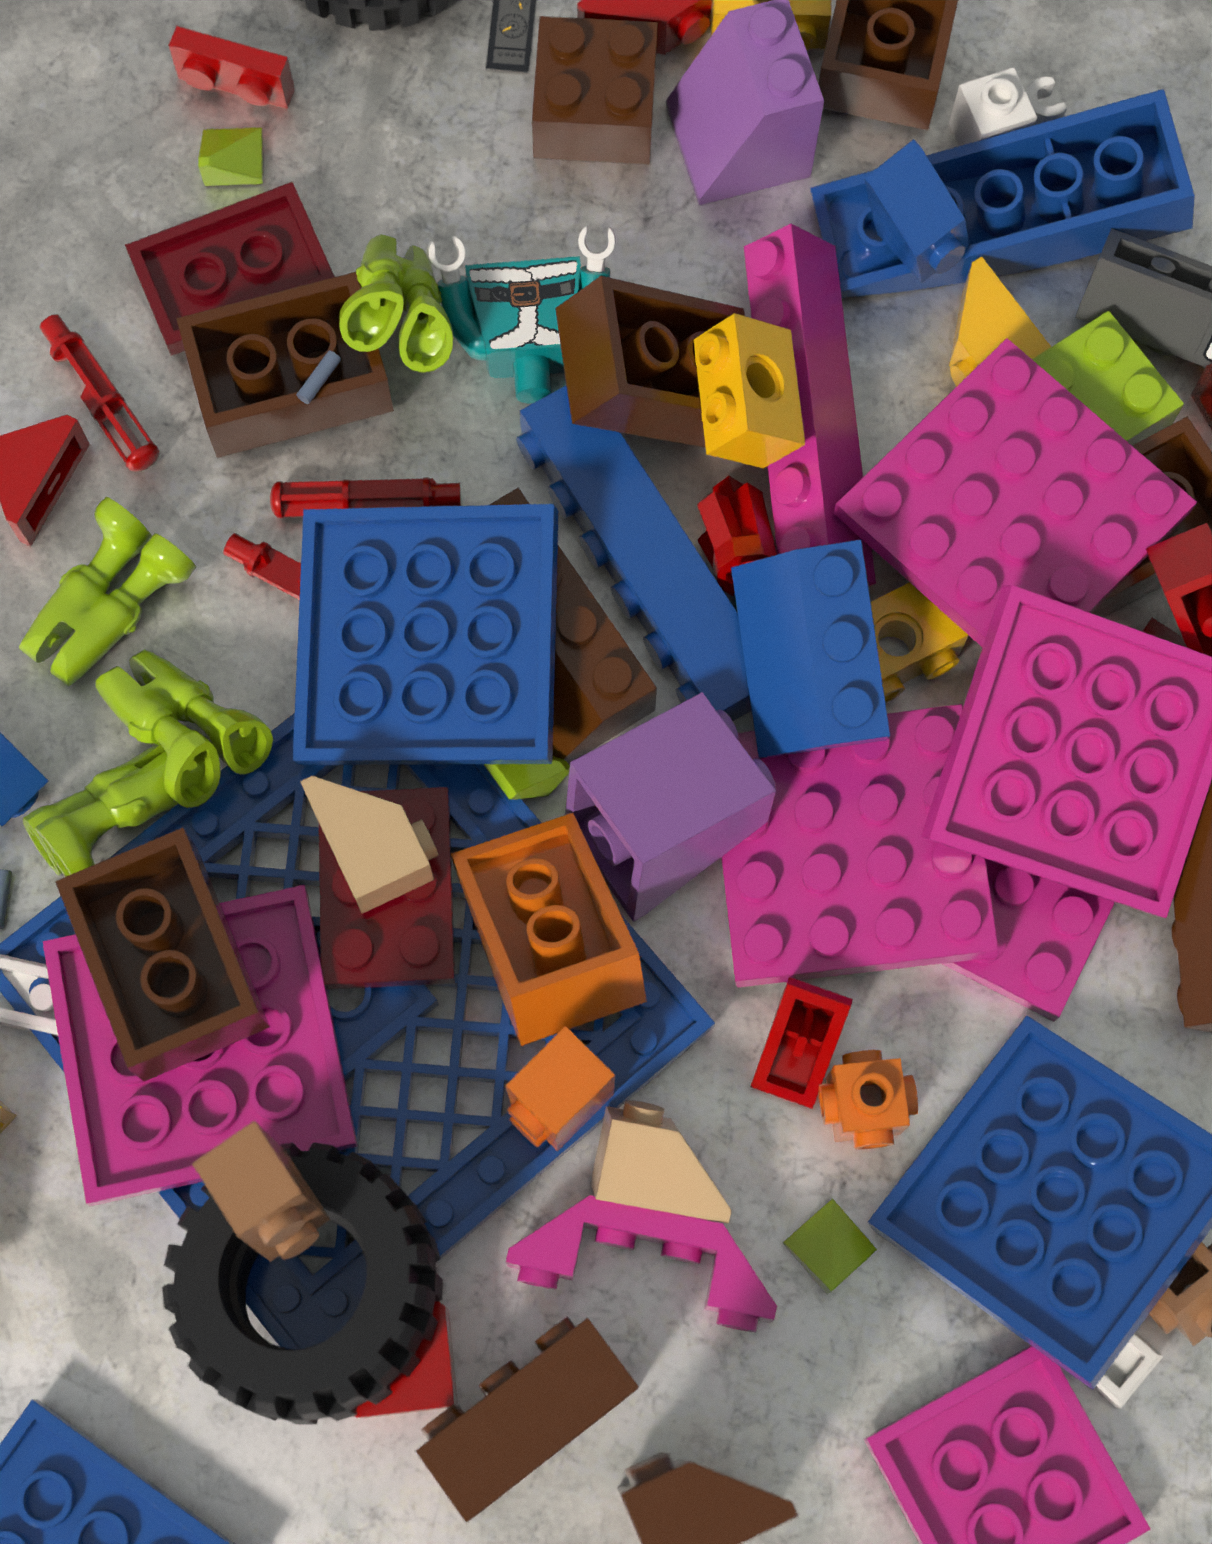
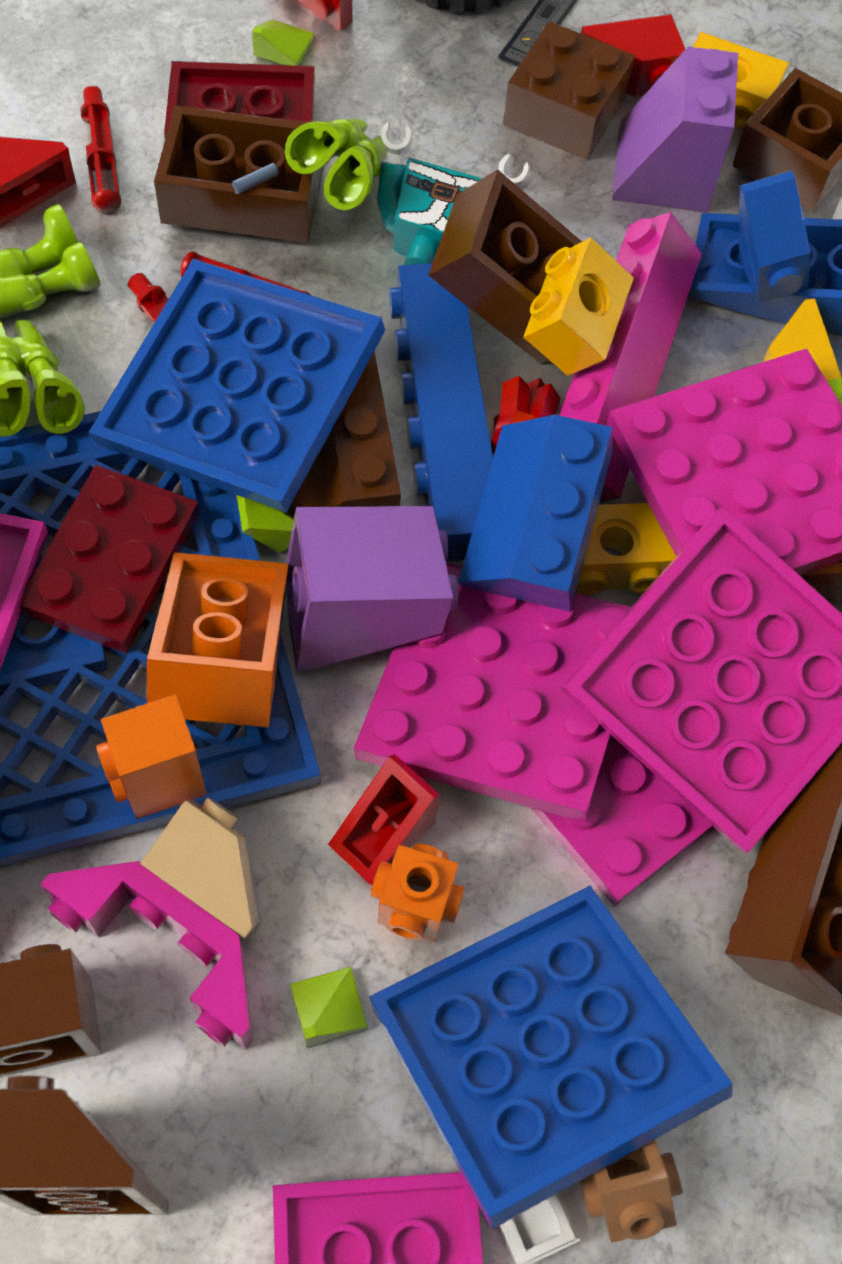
camera: 20 degrees right, 10 degrees down
(371, 842) = (107, 506): tan slope -> none

